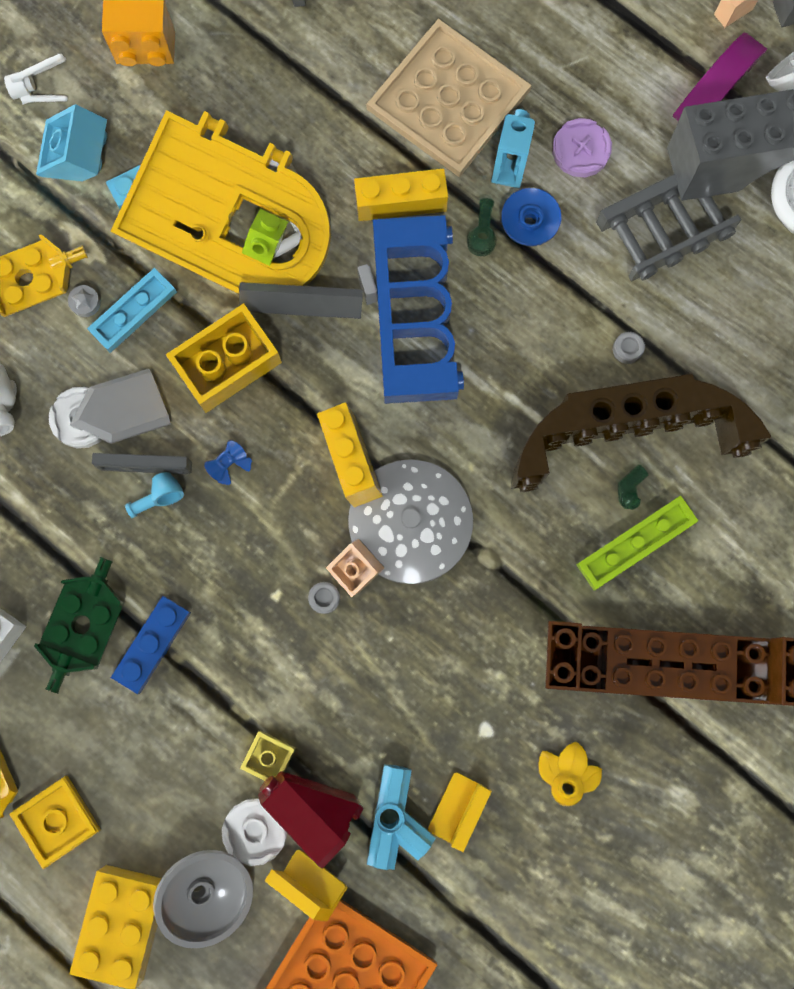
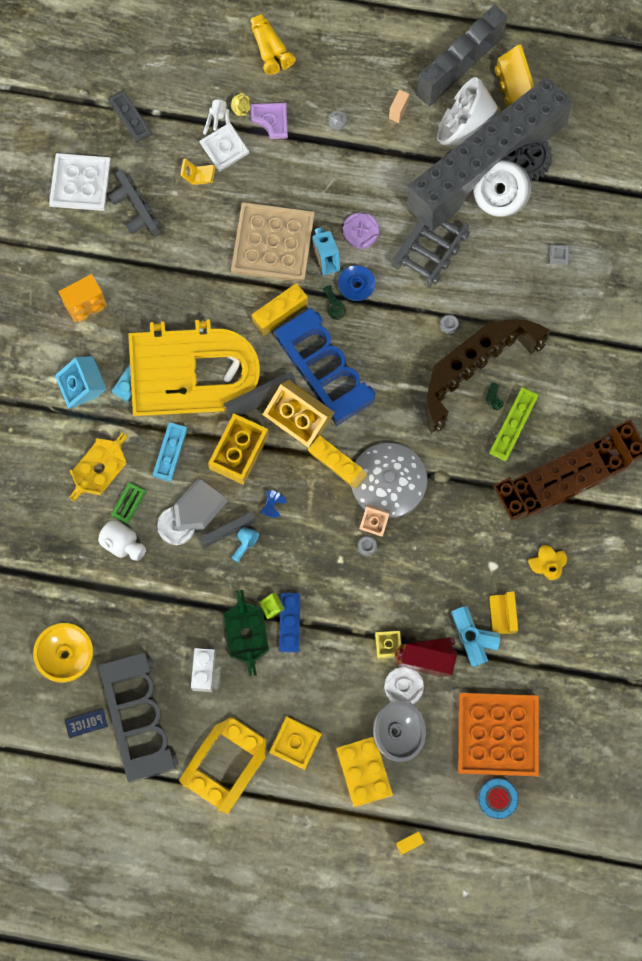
camera: 30 degrees left, 5 degrees down
(22, 84) = (30, 363): white plant -> none
(42, 358) = (121, 517): none -> bright green tile
(84, 301) = (139, 462): light grey tile -> none
(138, 606) = (271, 605): none -> lime tile
(264, 237) = (222, 372): lime brick -> none
(308, 886) = (449, 694): yellow panel -> none
(336, 353) = (298, 413): none -> yellow brick
(367, 284) = (289, 366): light grey tile -> none
(724, 73) = (413, 152): magenta slope -> none

